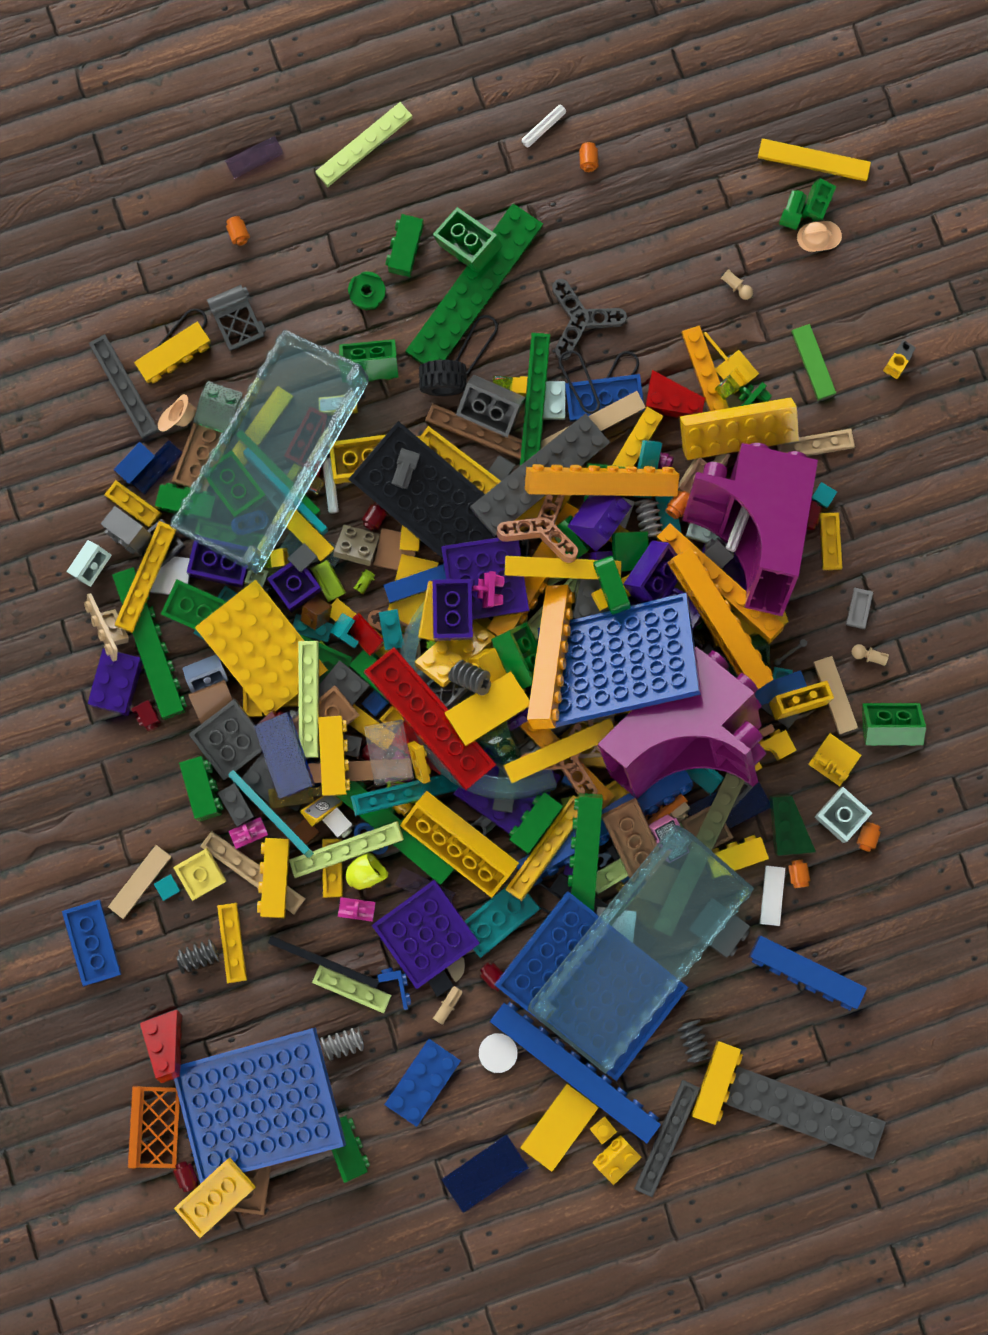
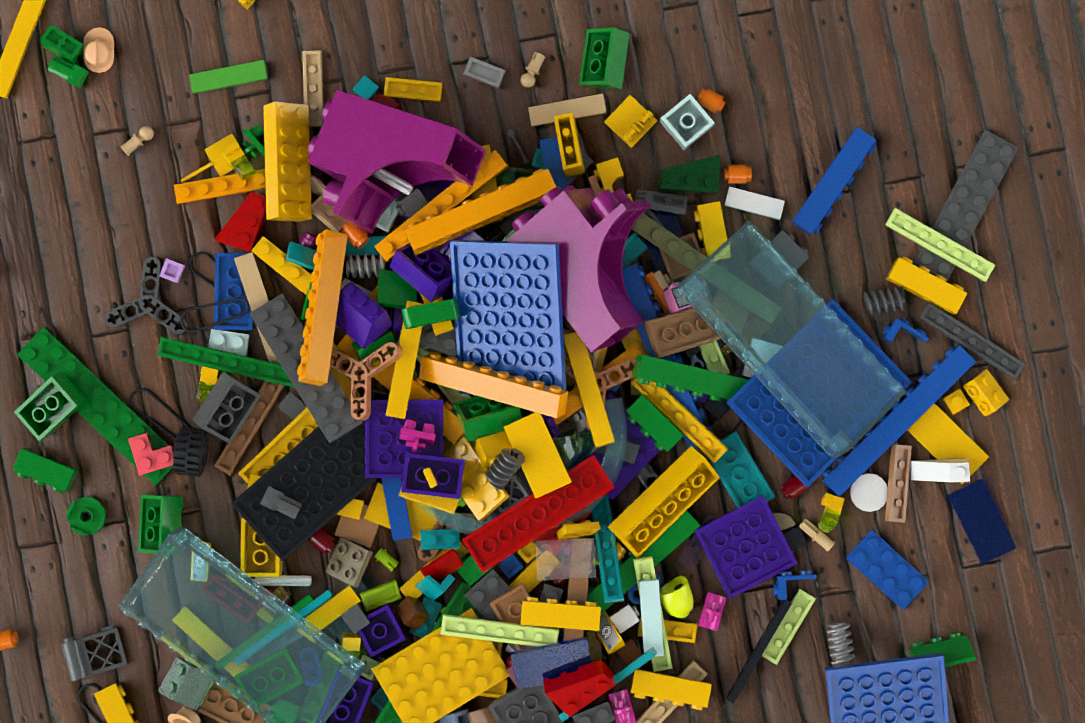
camera: 80 degrees left, 5 degrees up
(263, 784) = (579, 688): none -> red wedge
(344, 847) = (651, 615): none -> light aqua tile
(430, 337) = (147, 459): none -> coral plate
(450, 605) = (430, 477): none -> yellow tile
(475, 1017) = (833, 507): none -> leg
(511, 1081) = (898, 483): none -> medium nougat plate
(531, 1123) = (940, 470): none -> white slope
(615, 336) = (172, 270): none -> lavender plate
(665, 1052) = (891, 330): none -> blue bracket
(759, 802) = (663, 201): none -> dark grey hinge
(760, 1090) = (940, 245): none -> yellowish green tile

